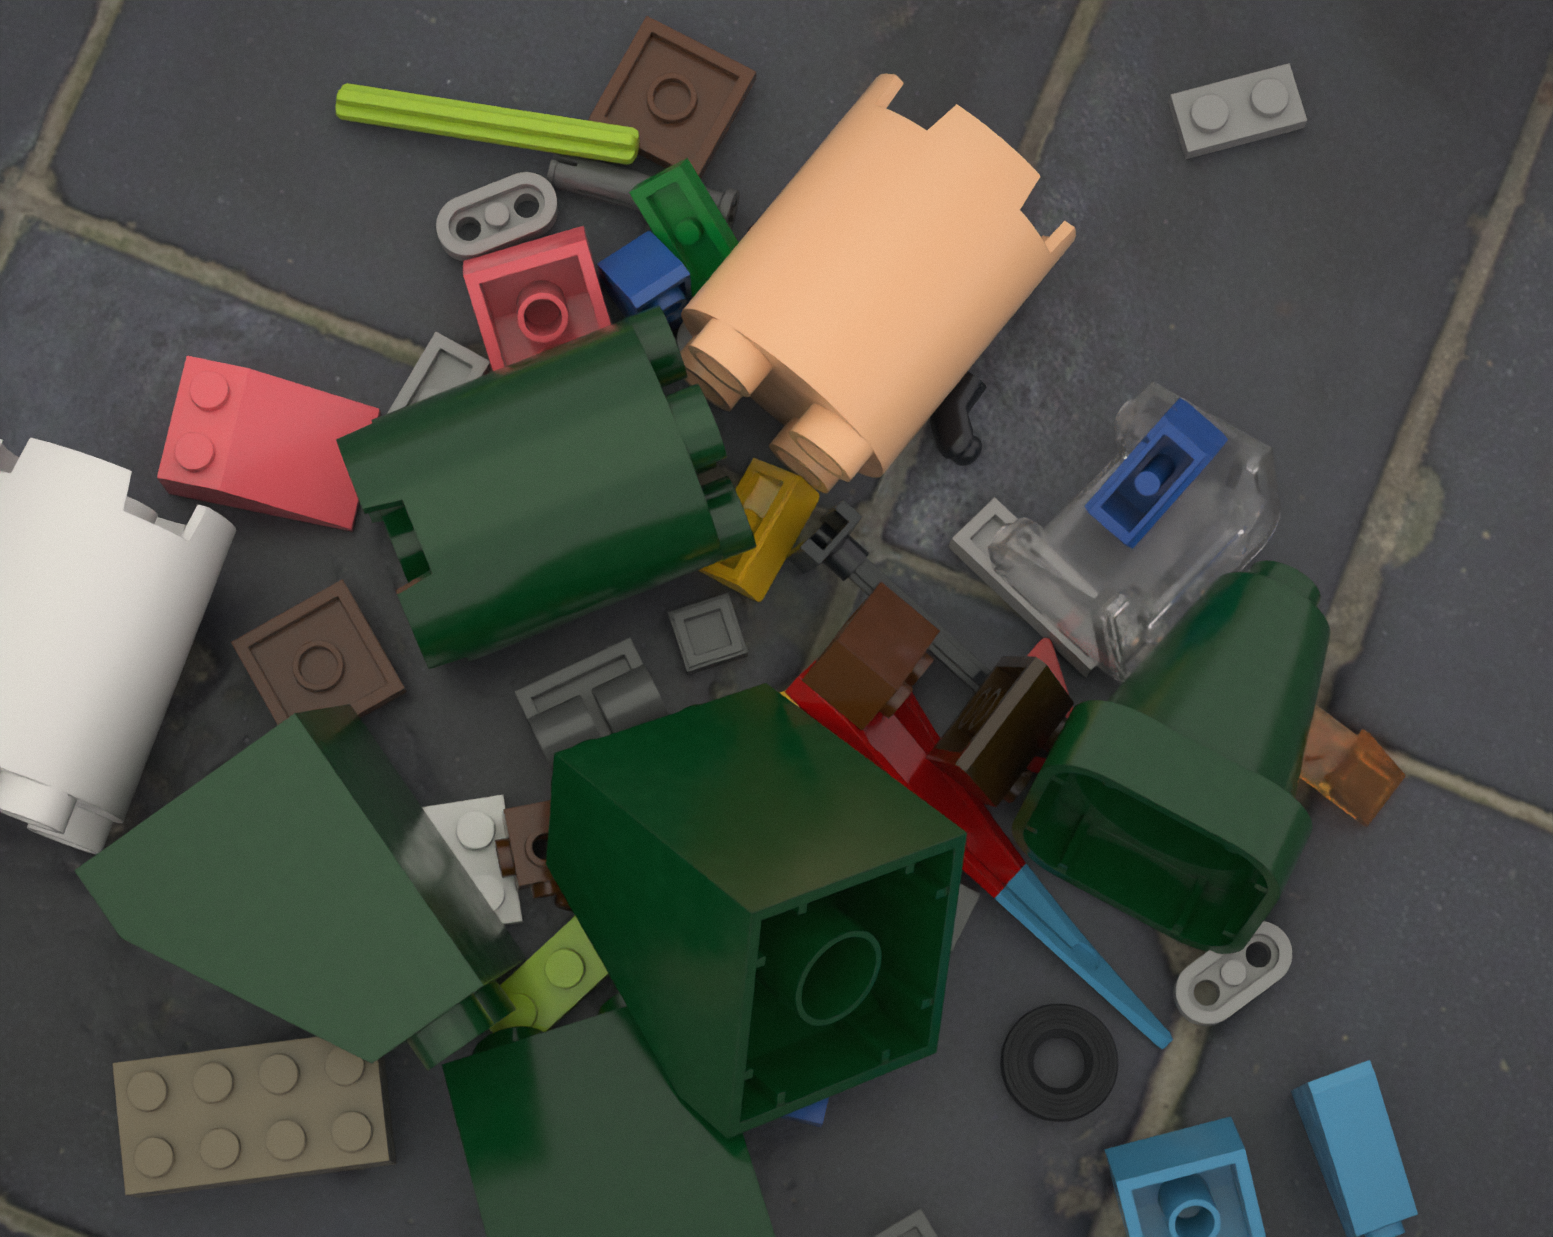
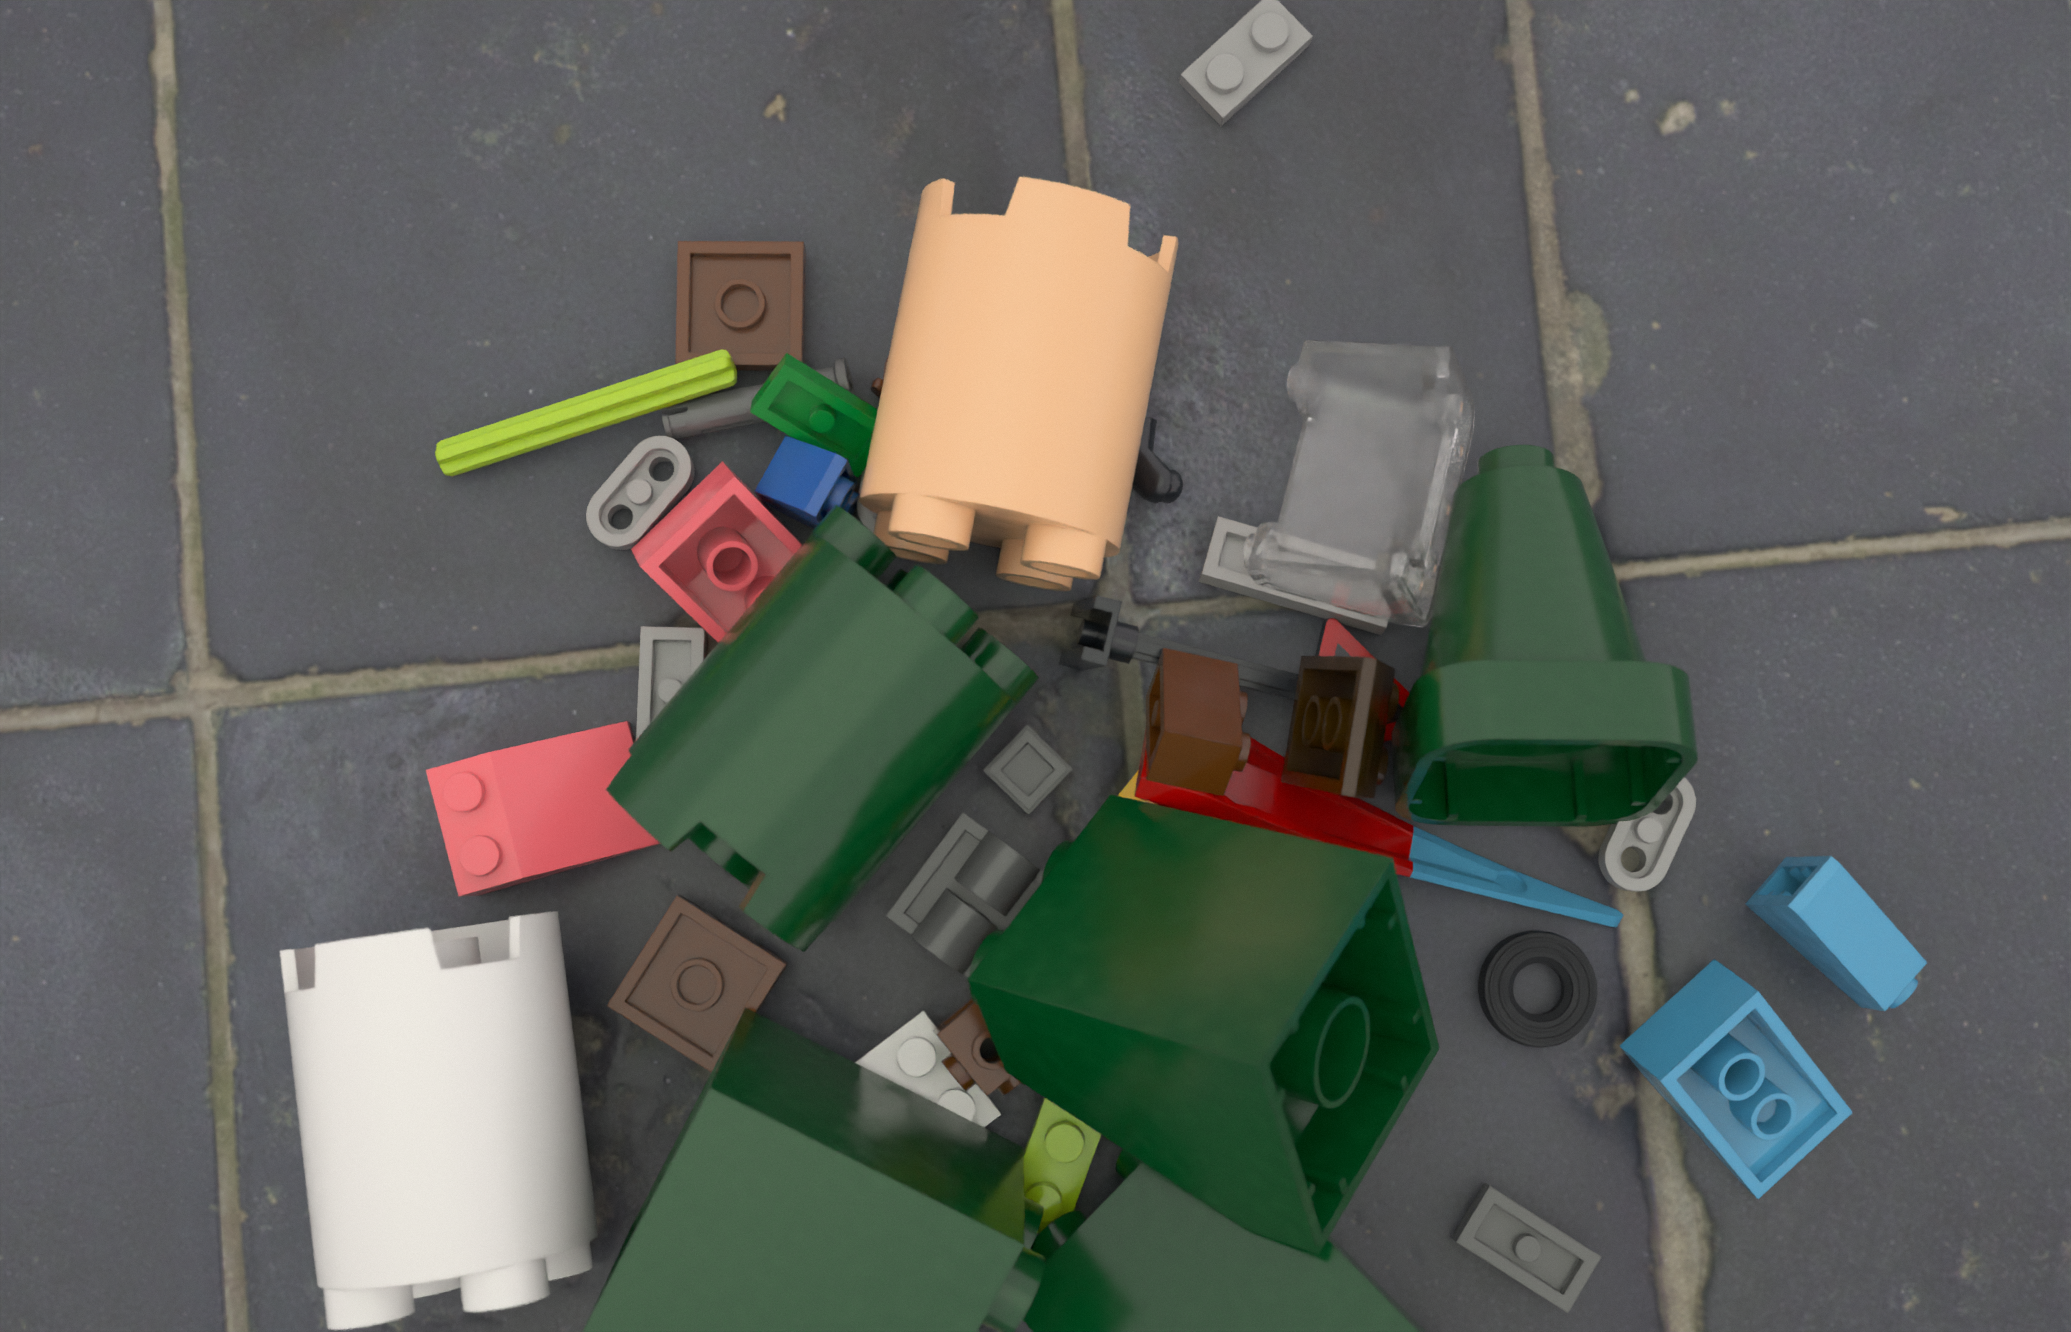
camera: 30 degrees left, 5 degrees up
(777, 511) = (1029, 627): yellow slope -> none
(1156, 473) = (1359, 422): blue brick -> none
(1349, 768) = (1659, 594): clear orange slope -> none

